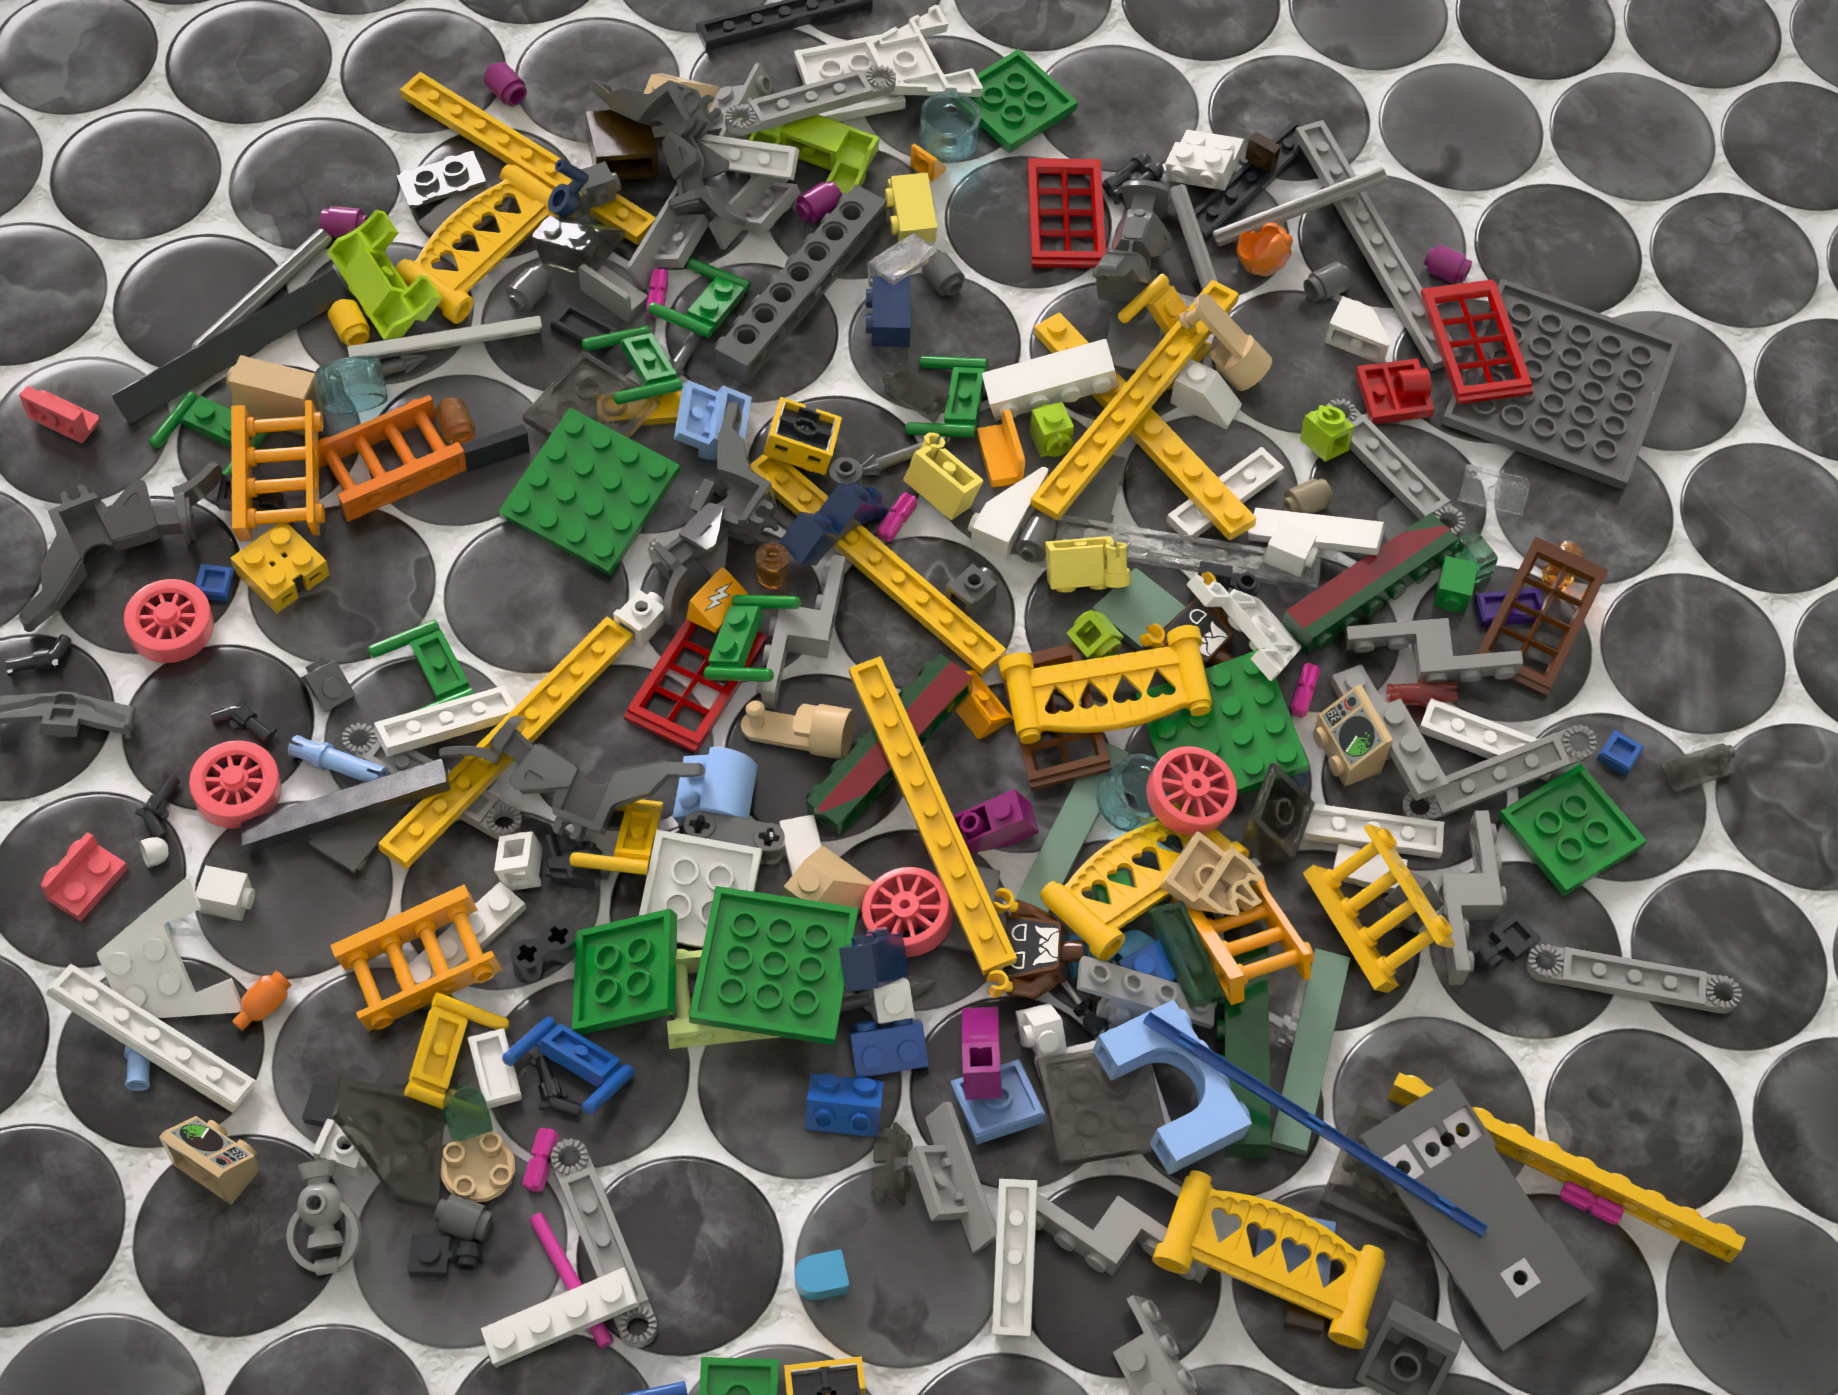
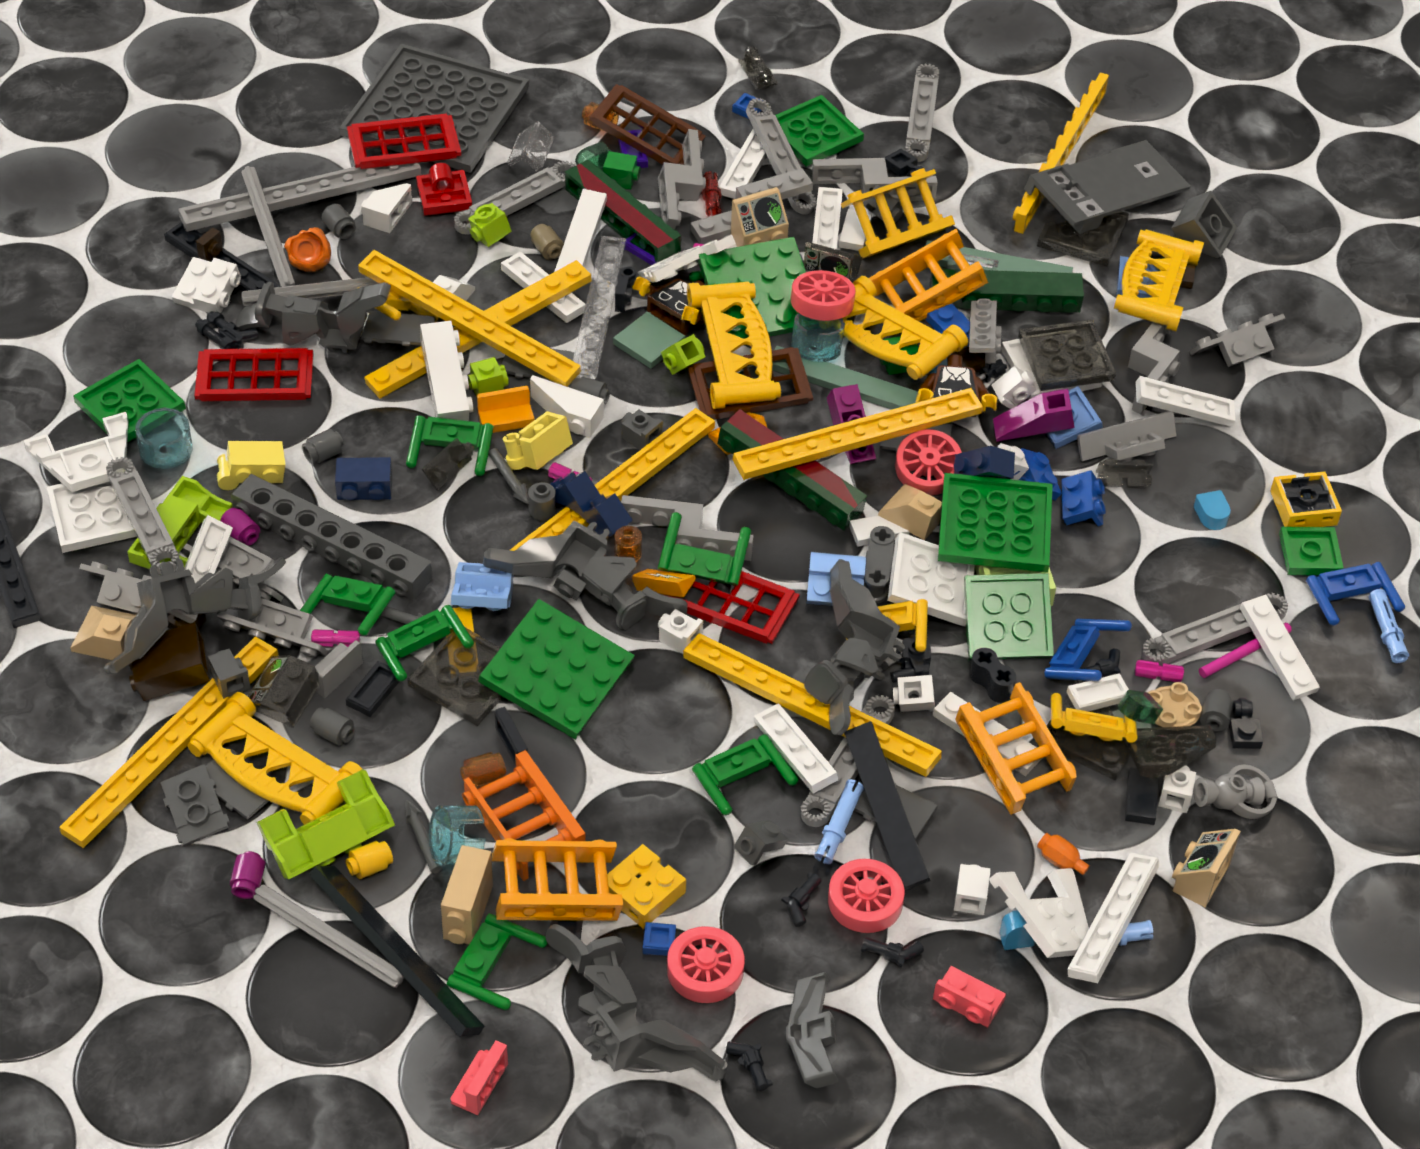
camera: 90 degrees left, 10 degrees down
(154, 851) = (937, 948): white hinge -> none
(448, 338) = (391, 783): white tile -> none
(505, 83) = (79, 760): magenta brick -> none
(565, 197) = (243, 677): dark blue plate -> none
(802, 436) = (502, 524): piece -> none
(817, 729) = (781, 510): tan piece -> none
(901, 259) = (316, 466): clear panel -> none
(925, 162) = (197, 459): light orange slope -> none
(1086, 563) = (618, 358): light yellow hinge -> none
(1186, 954) = (951, 303): clear green tile -> none
(1212, 879) = (893, 287): tan plate -> none
(1219, 1115) = (1073, 290): light blue arch -> none
(1235, 354) = (423, 260): tan piece -> none
(1291, 548) = (602, 243): white brick -> none
(1315, 1124) = (1070, 244): blue piece -> none
(1447, 264) = (323, 155): magenta brick -> none
(1598, 1206) = (1081, 144): dark pink piece -> none

